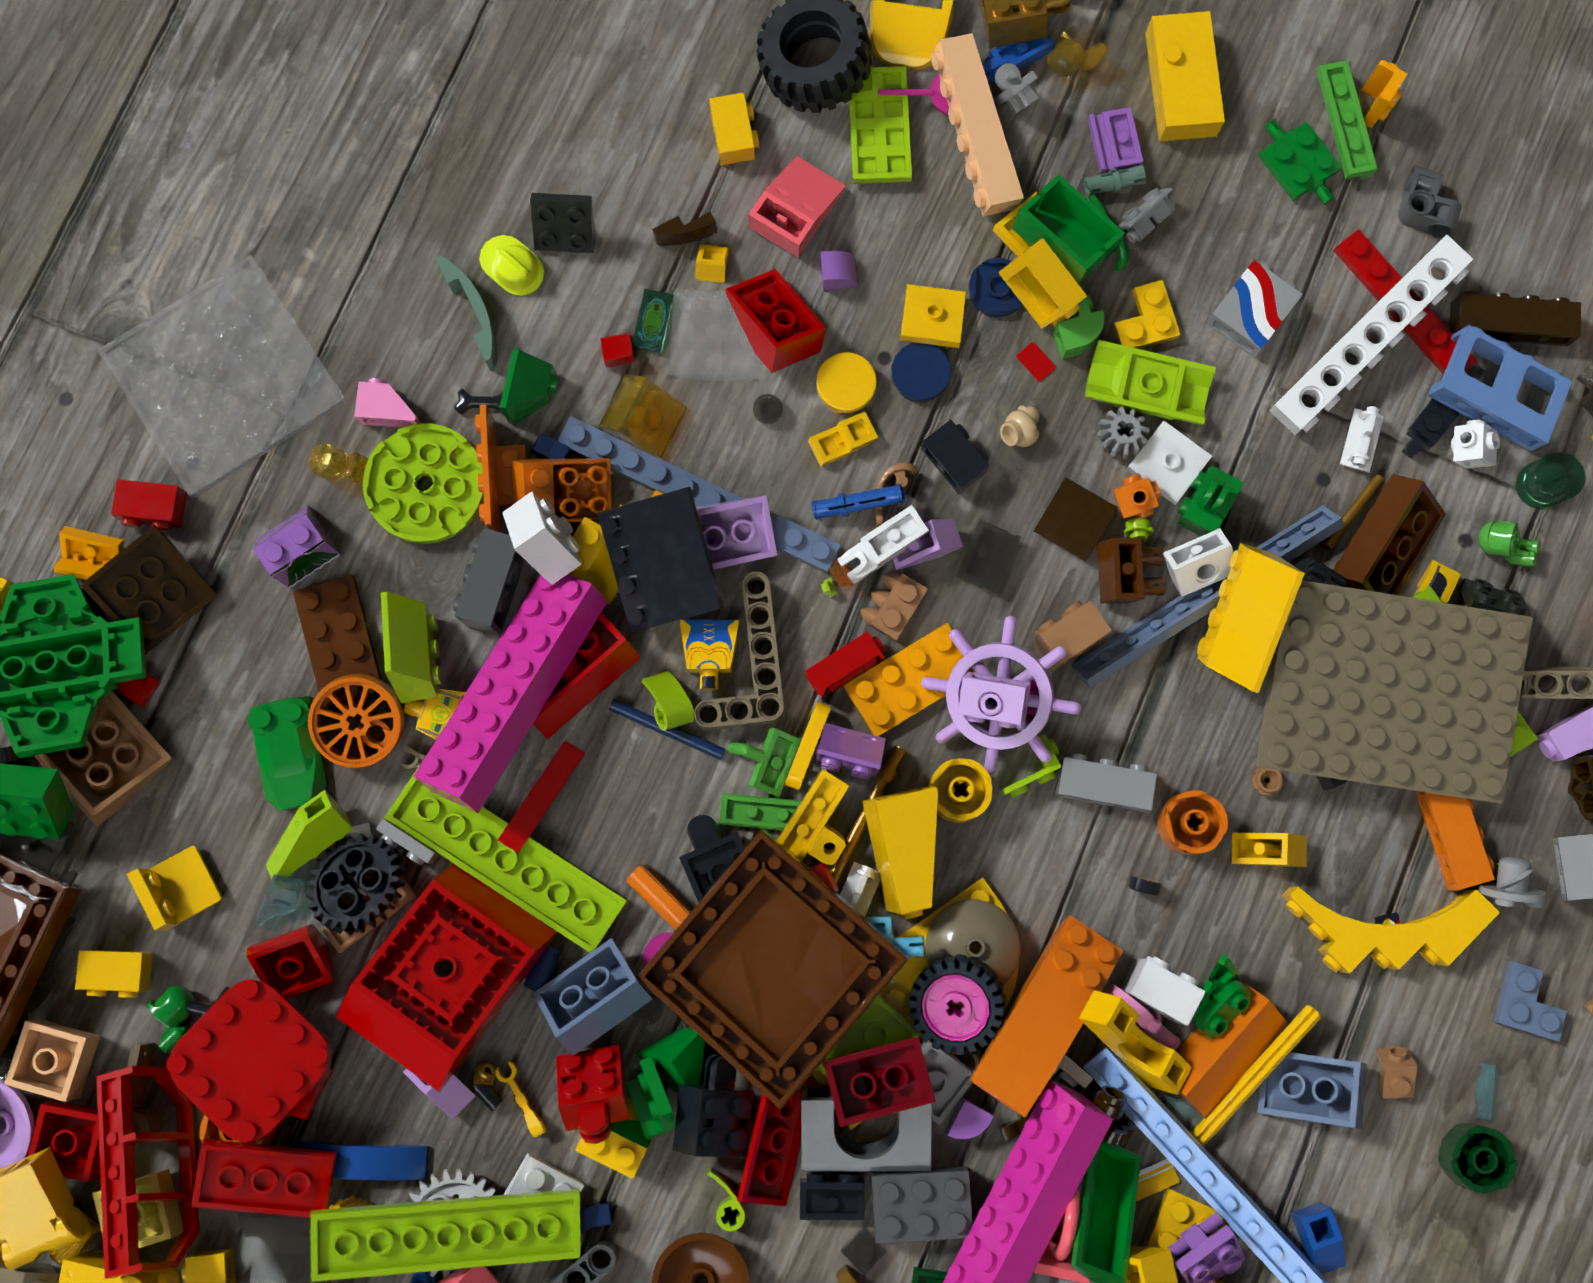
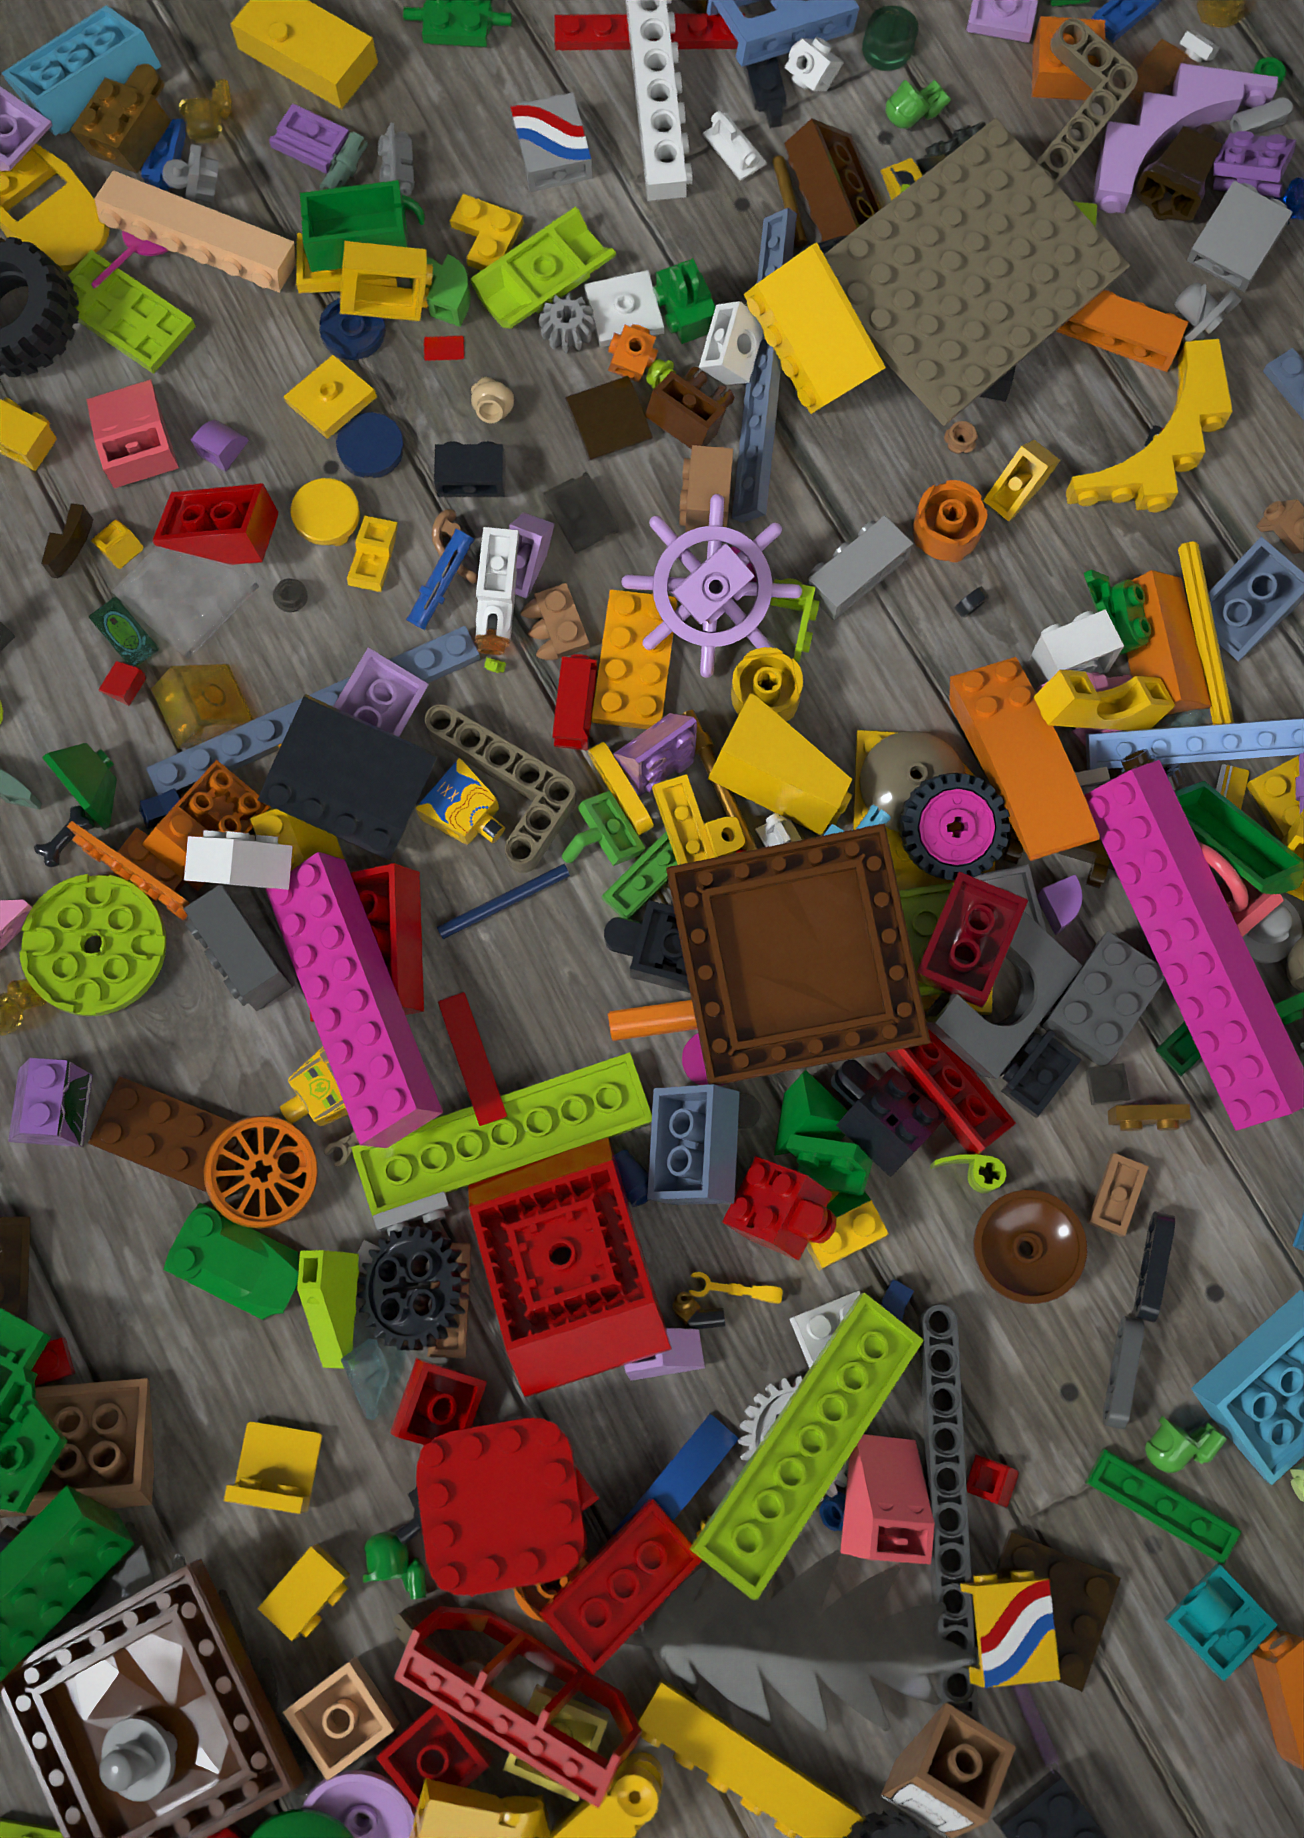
camera: 50 degrees left, 5 degrees down
(410, 647) = (237, 1065): lime slope -> none
(672, 703) = (486, 874): lime panel -> none

